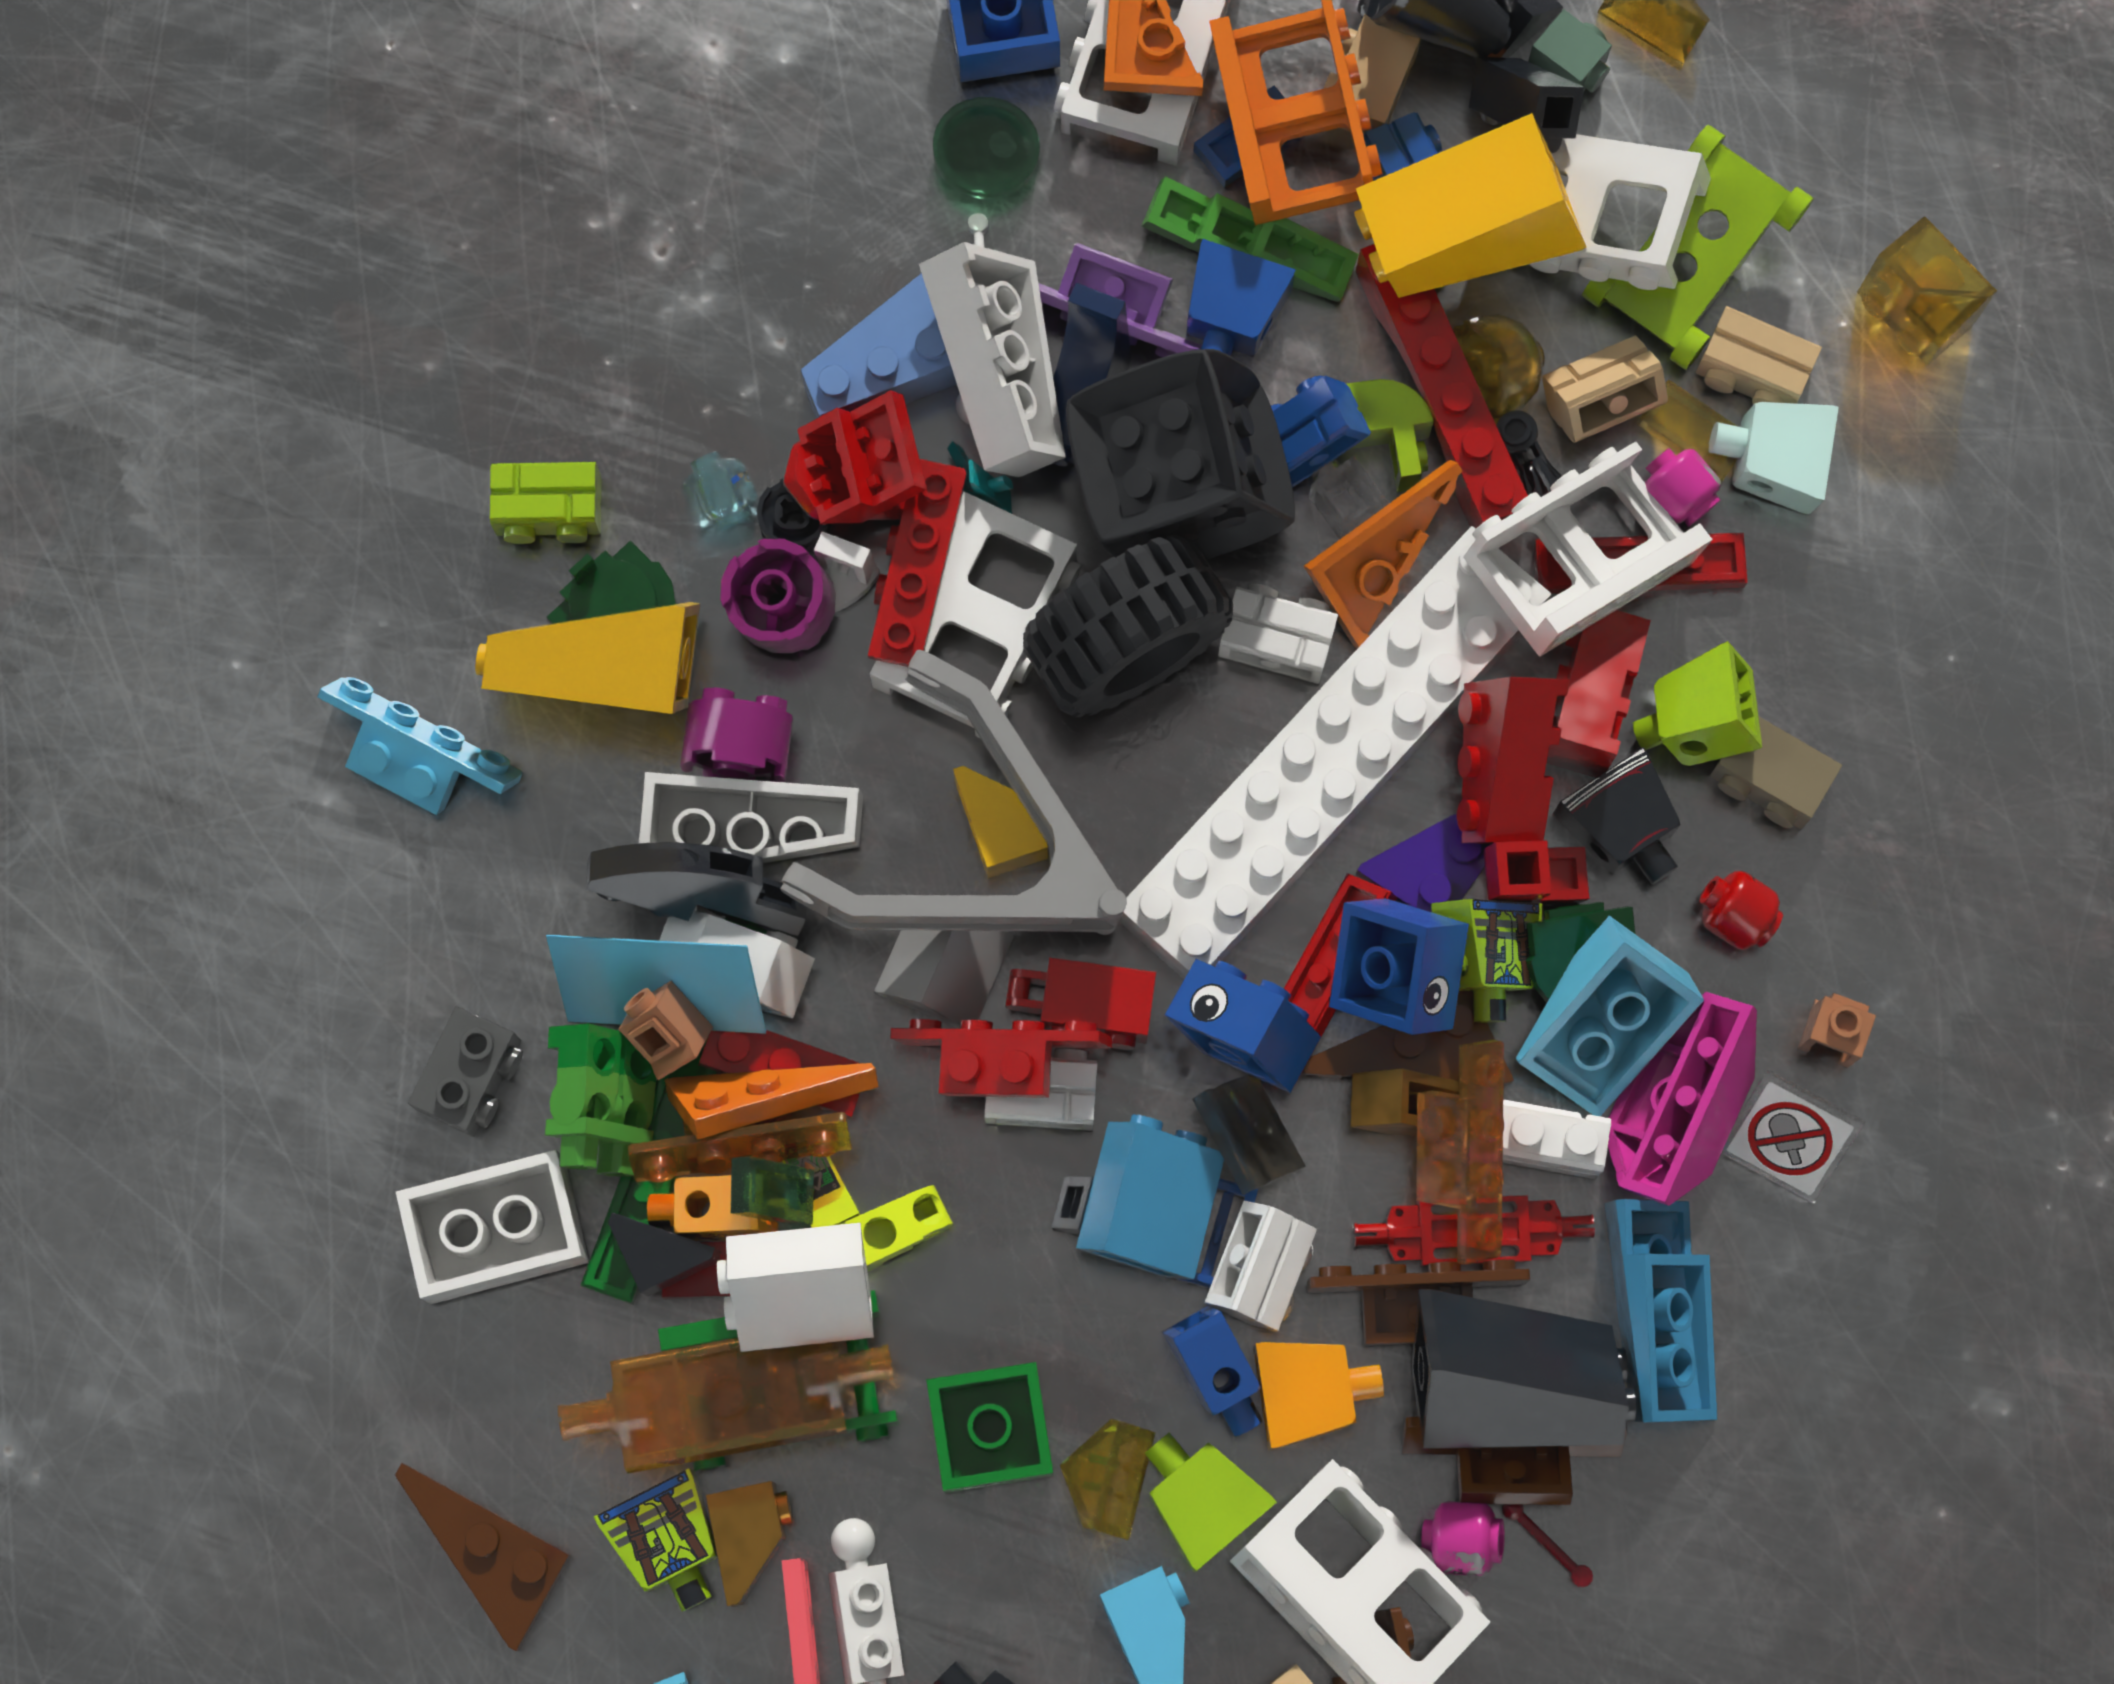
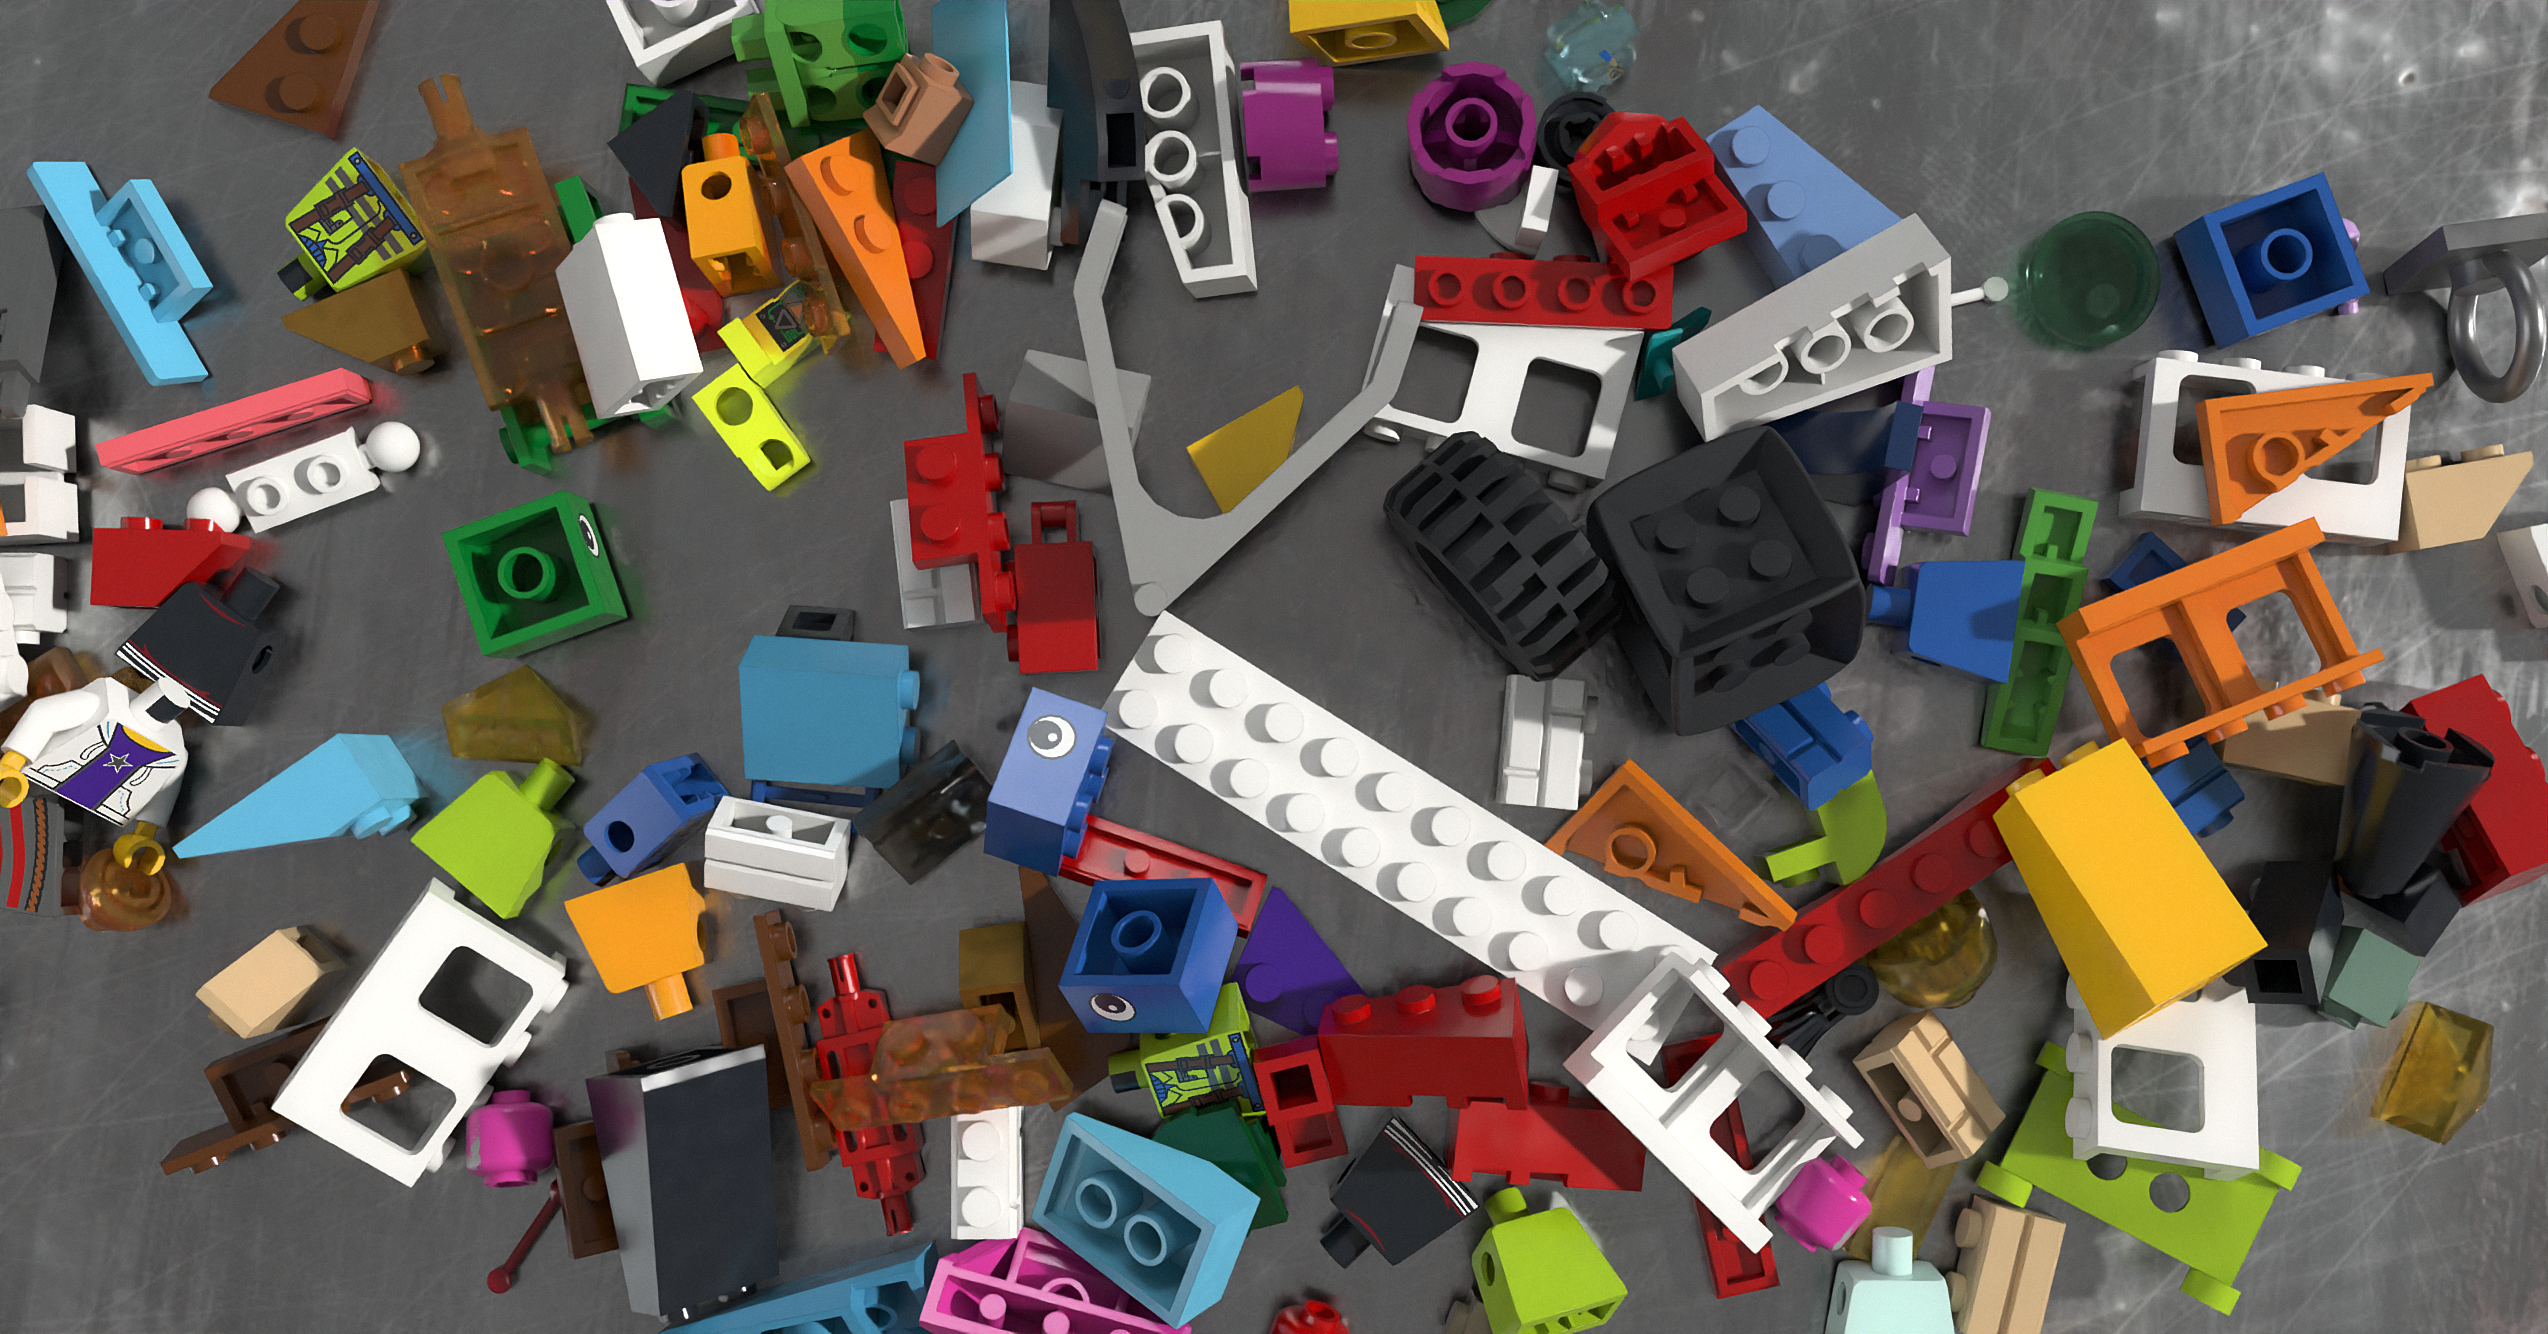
camera: 80 degrees right, 10 degrees up
(772, 1191) = (738, 265): clear green tile -> none

